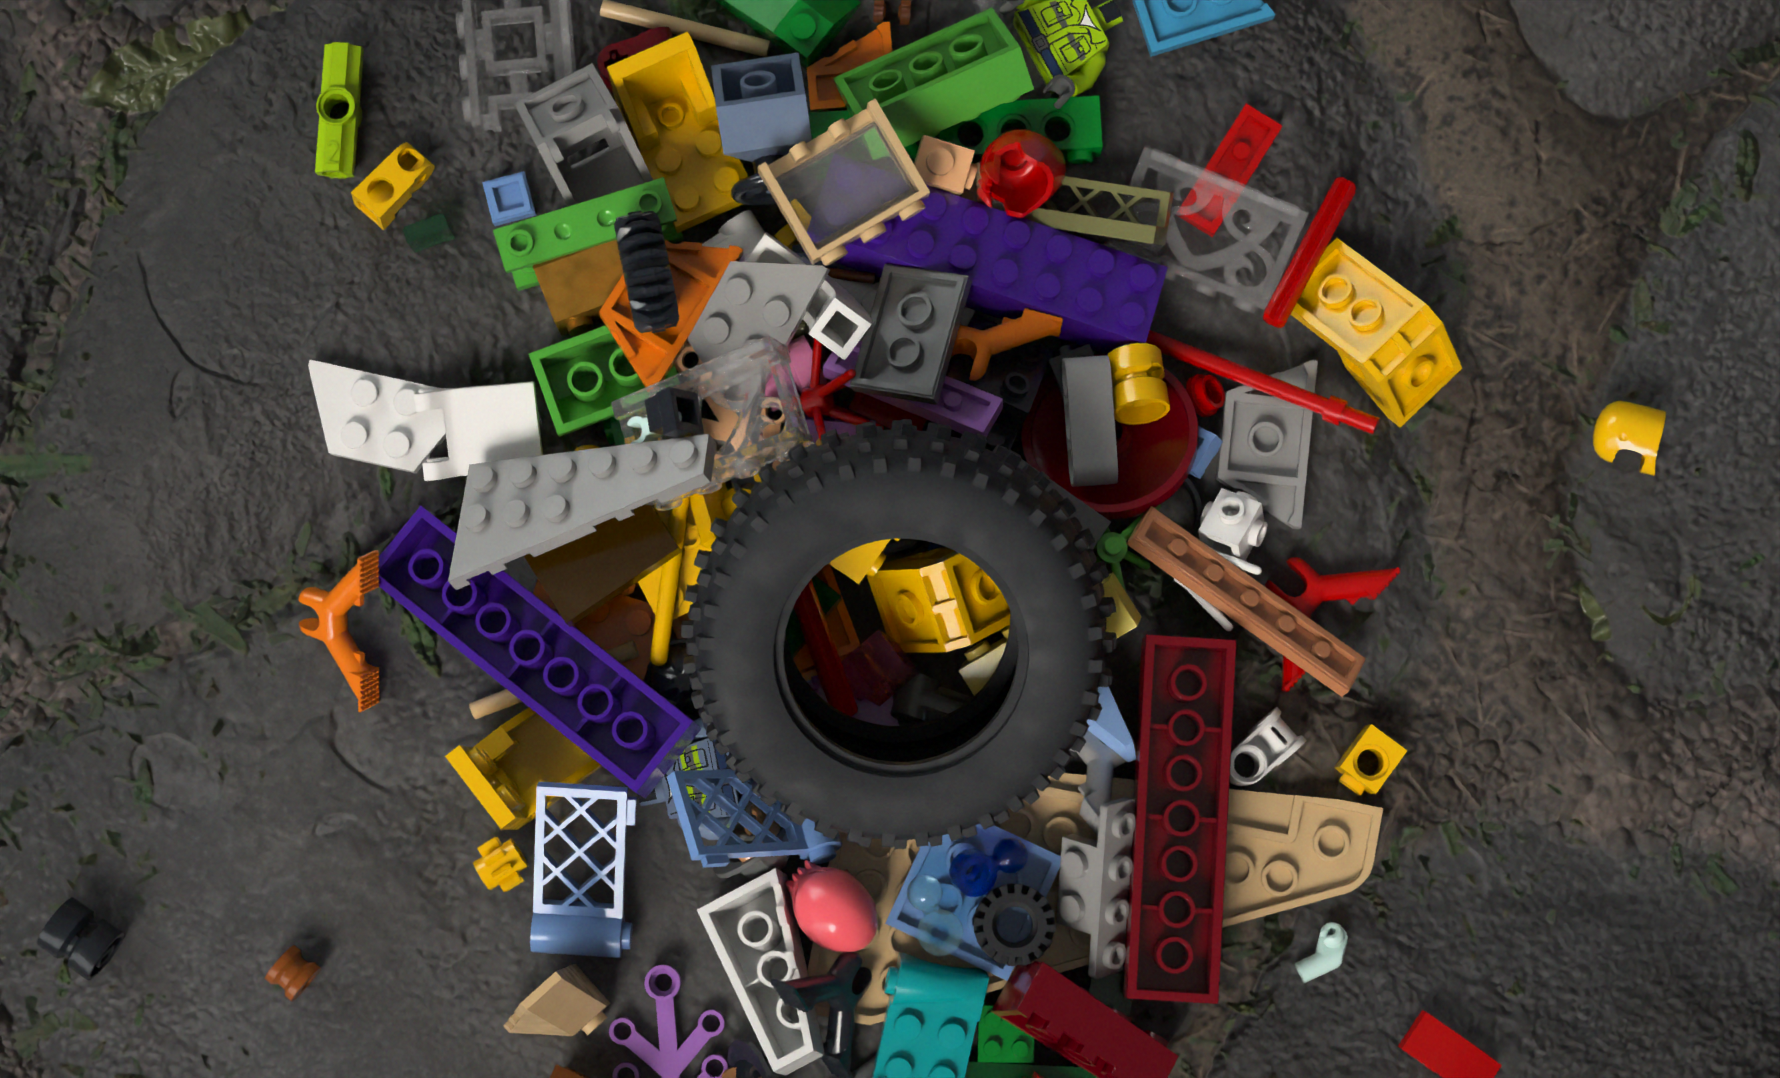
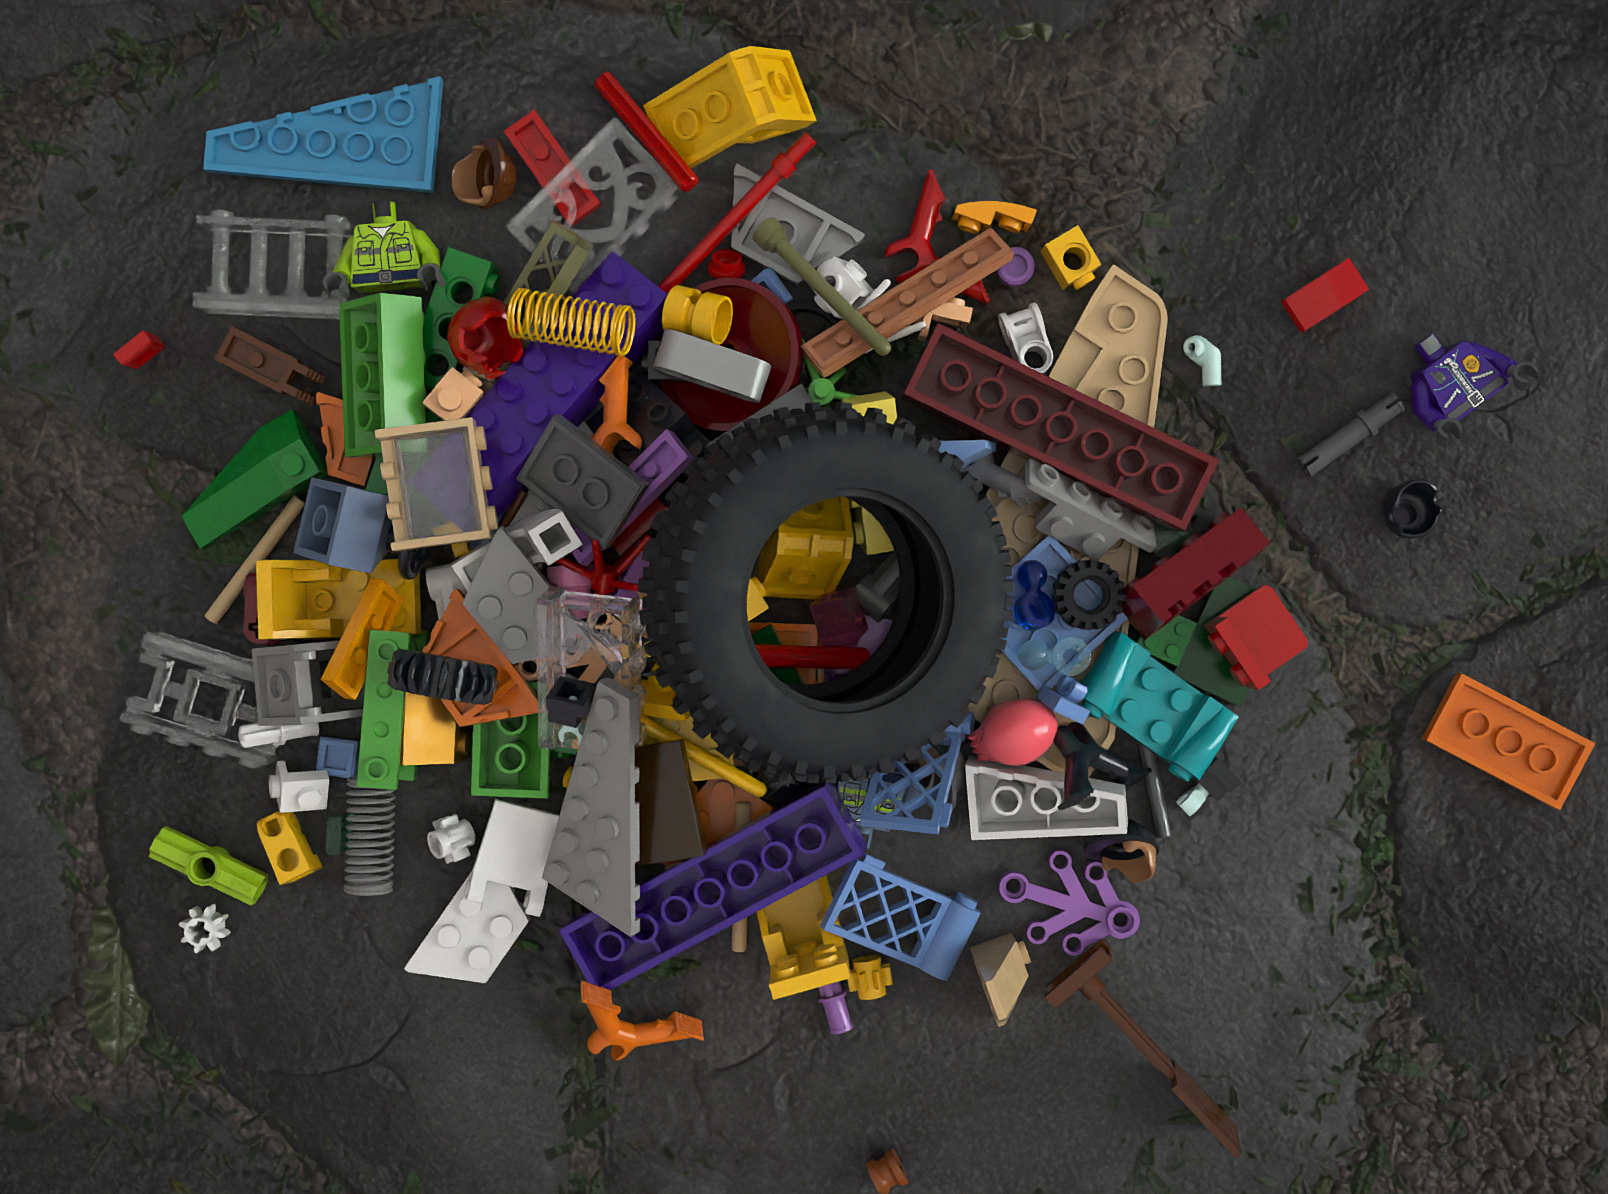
camera: 65 degrees left, 5 degrees up
(261, 125) = (195, 933): none -> white gear
(384, 288) = (367, 883): none -> light grey piece
(458, 836) = (835, 1007): none -> medium lavender axle
(459, 171) = (299, 789): none -> white bracket
(471, 353) = (451, 838): none -> white gear
(512, 126) = (255, 735): none -> white axle
(618, 169) = (349, 661): none -> light orange plate
(891, 947) = (1066, 698): none -> medium blue tile
(1066, 209) = (616, 335): none -> yellow piece
(1190, 102) = (484, 175): none -> piece
(1254, 429) = (771, 237): none -> olive piece
(1257, 653) = (951, 312): none -> light nougat bracket
(1333, 708) = (1018, 270): none -> medium lavender tile
(1375, 644) = (979, 215): none -> light orange slope

